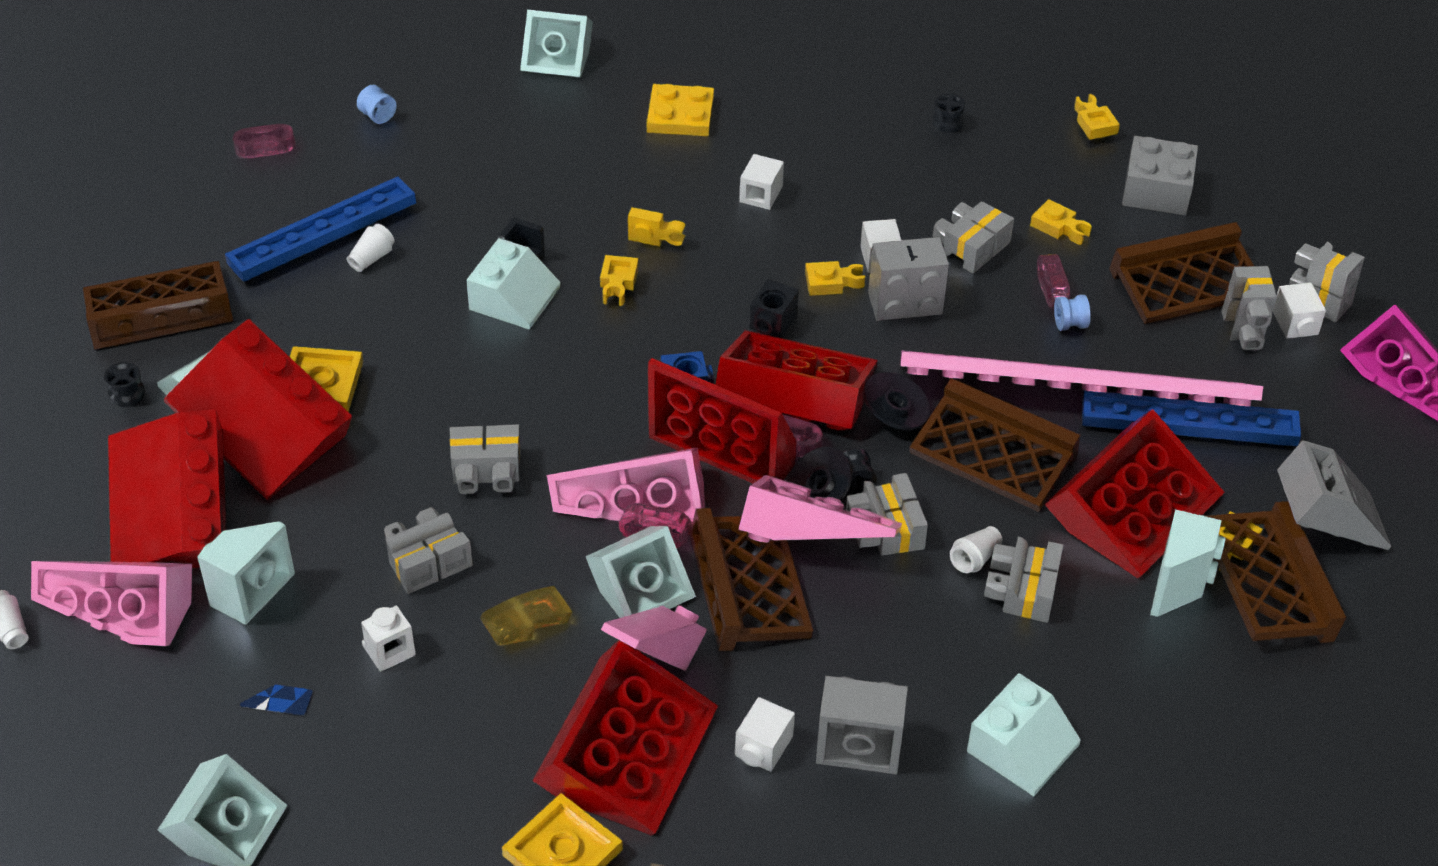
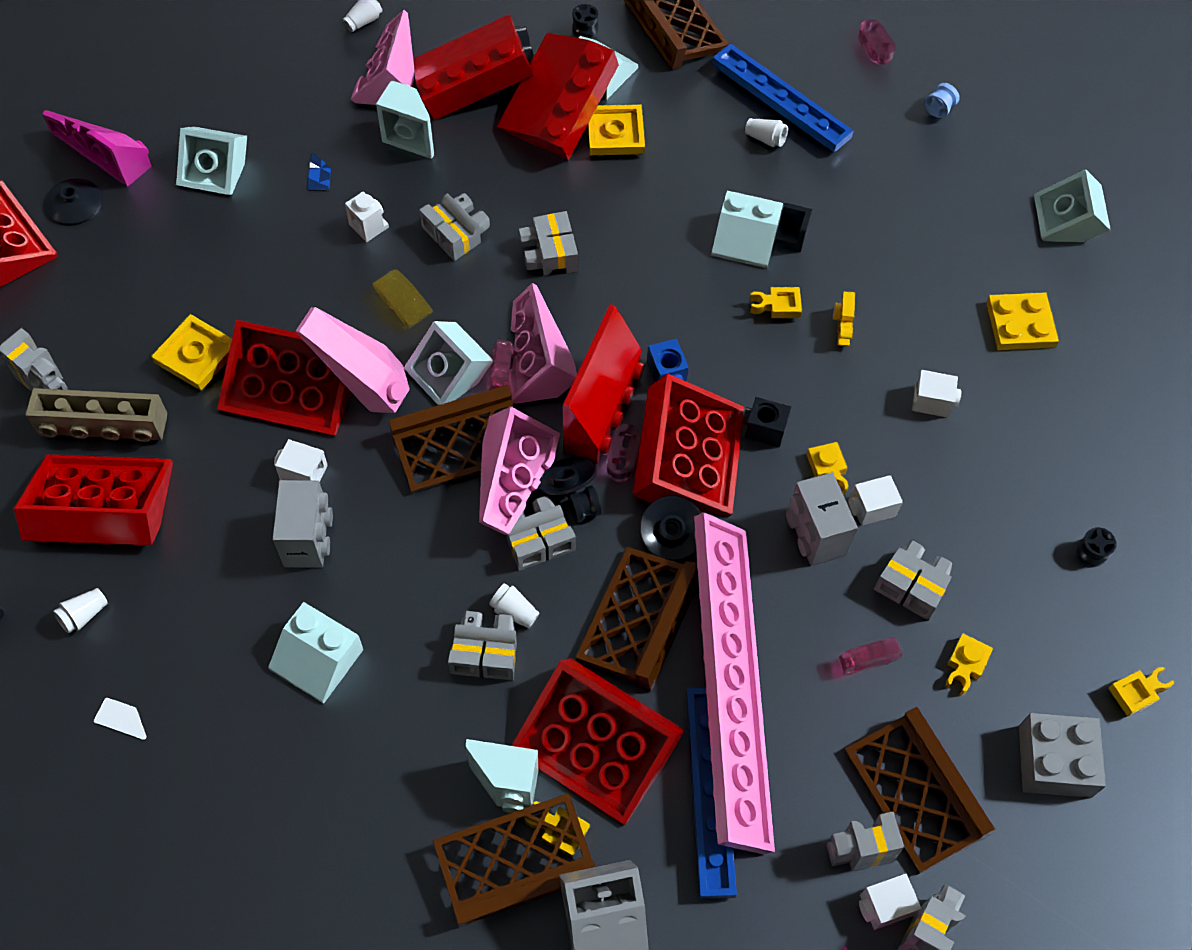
camera: 80 degrees right, 15 degrees up
(1072, 312) = (828, 674): light blue wheel -> none

